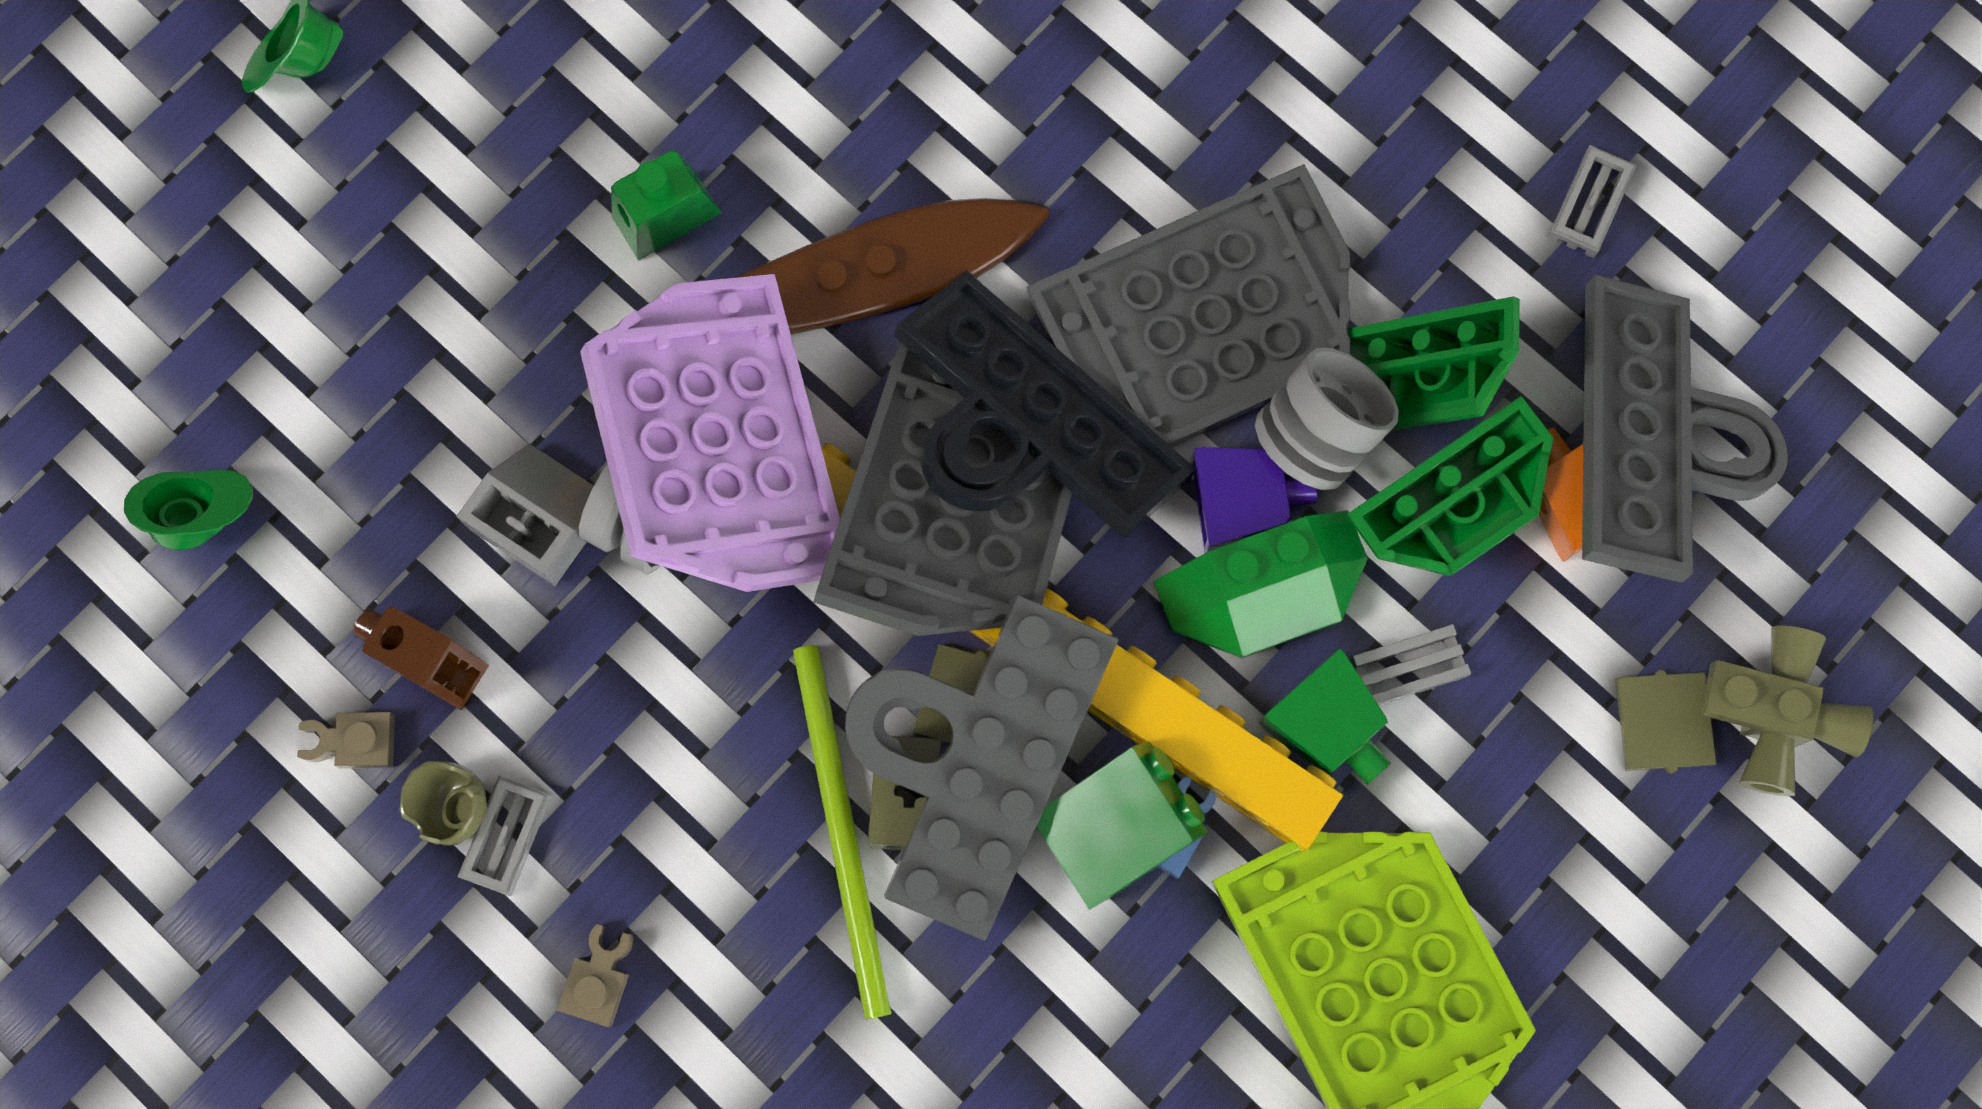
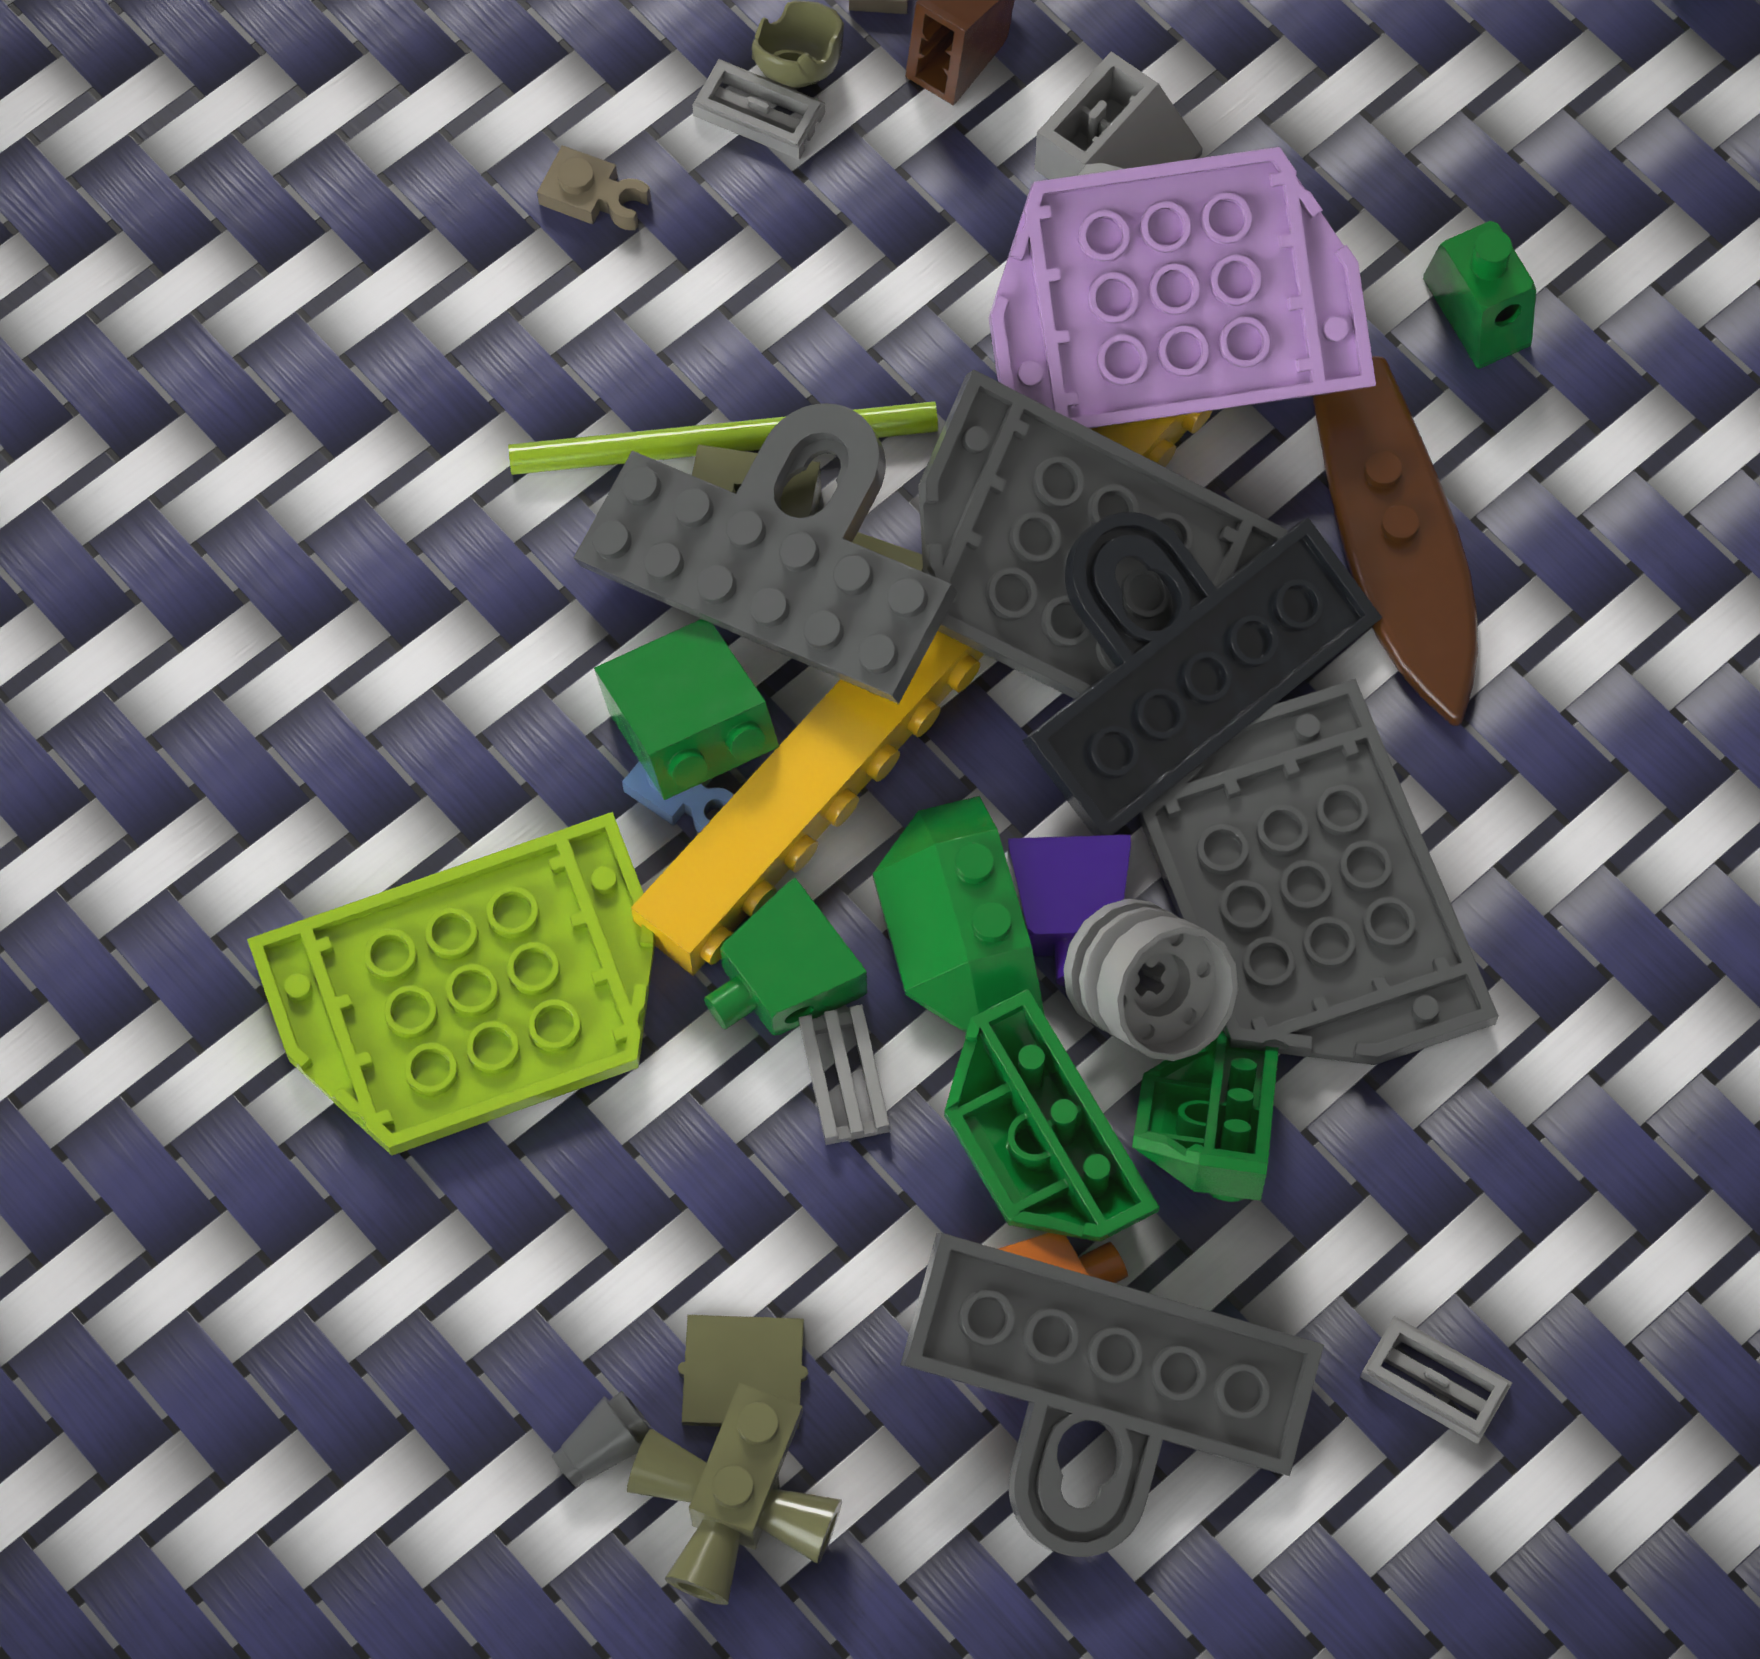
camera: 95 degrees right, 10 degrees down
(1746, 821) = (602, 1439): none -> dark grey cone

